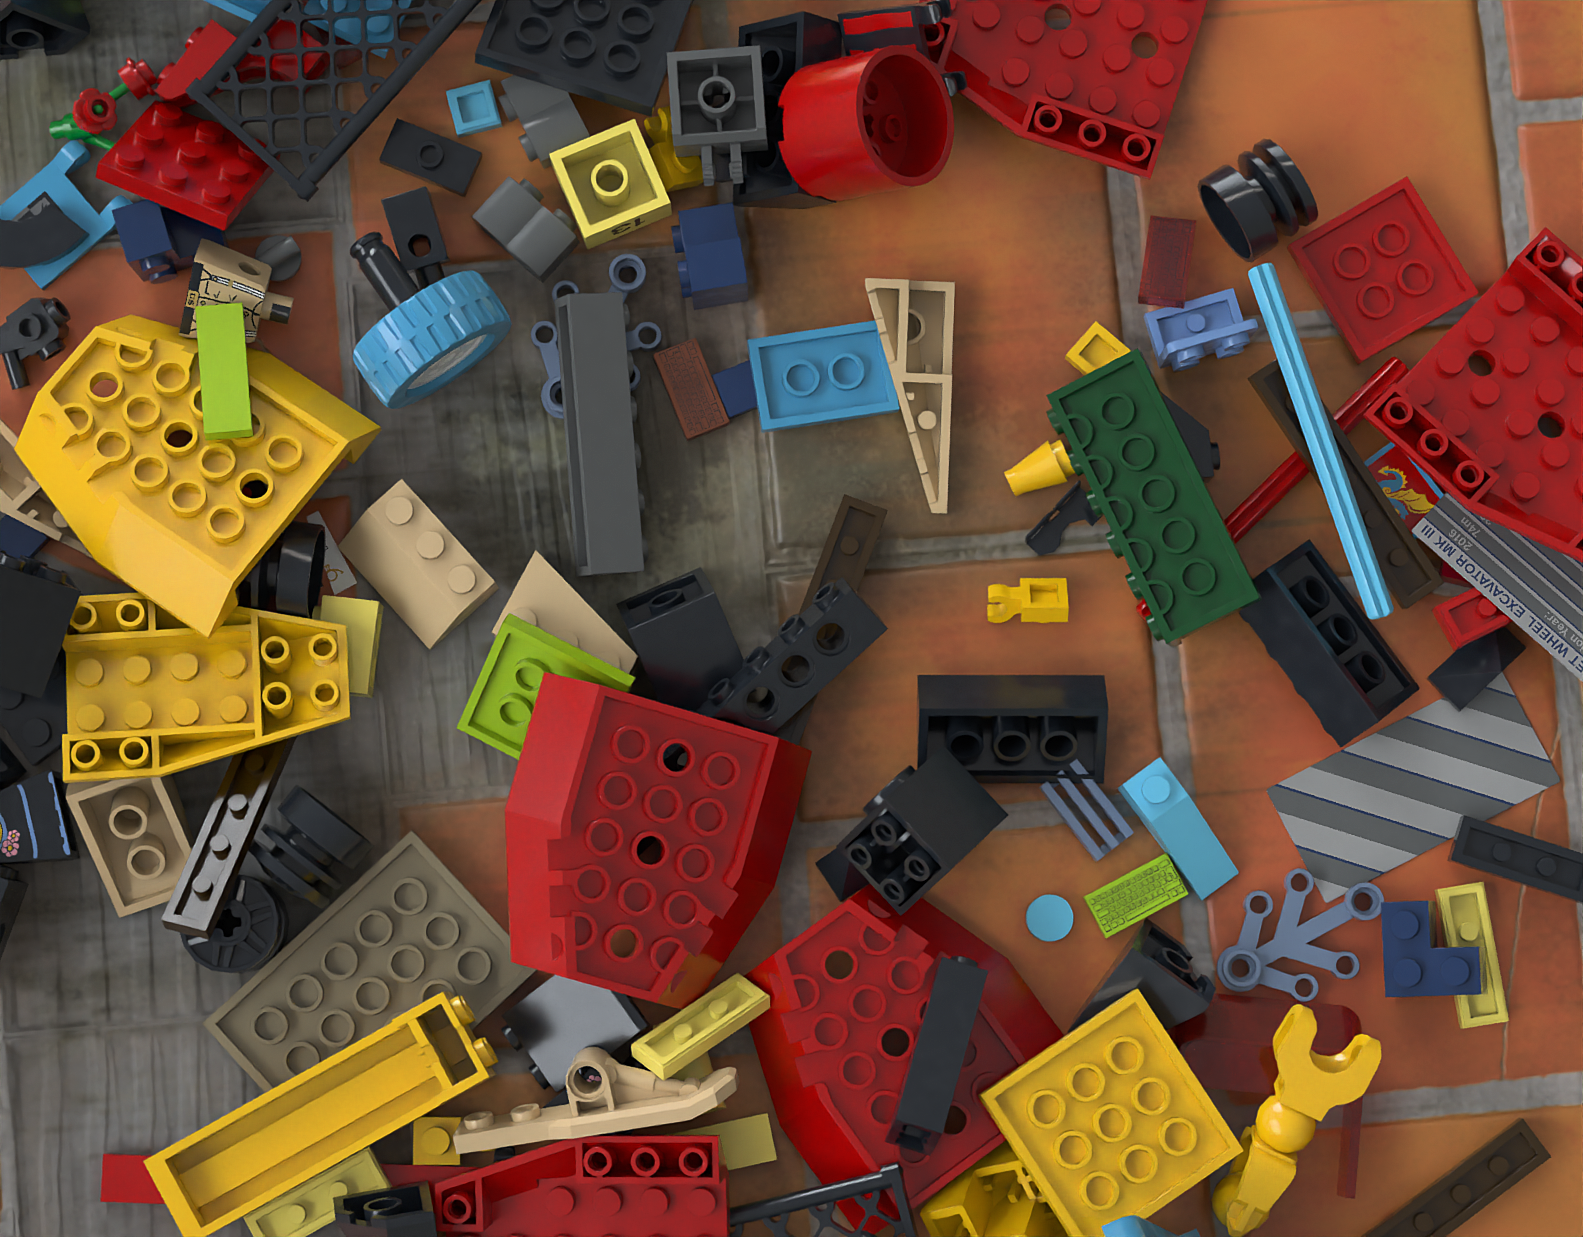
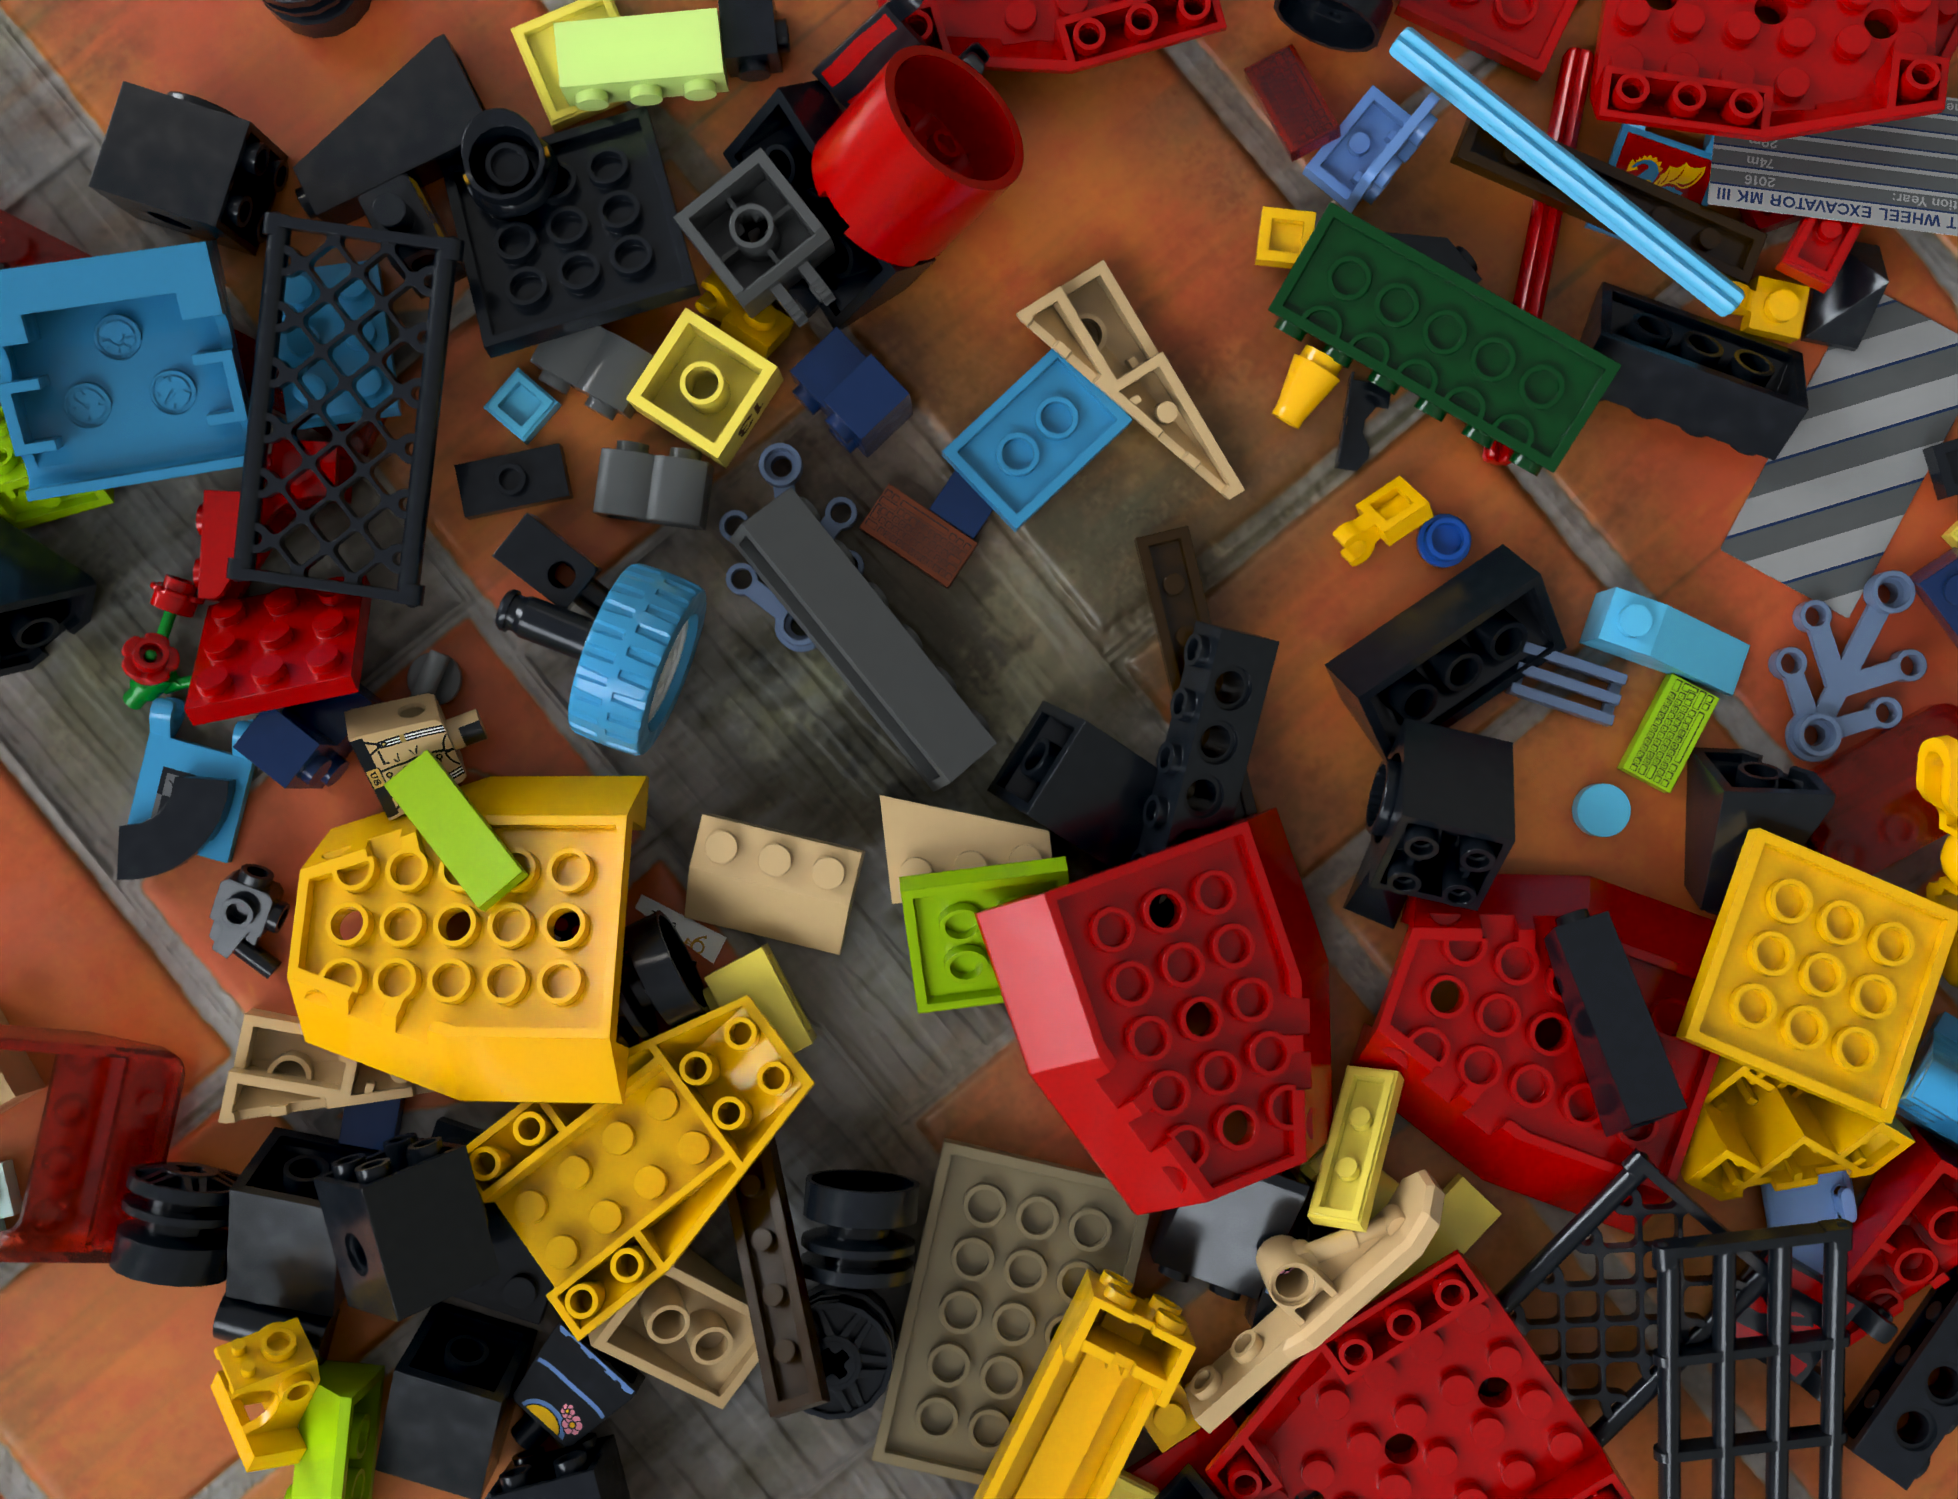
camera: 30 degrees left, 5 degrees up
(1066, 646) = (1443, 540): none -> blue plate
(1415, 639) = (1772, 308): none -> yellow plate

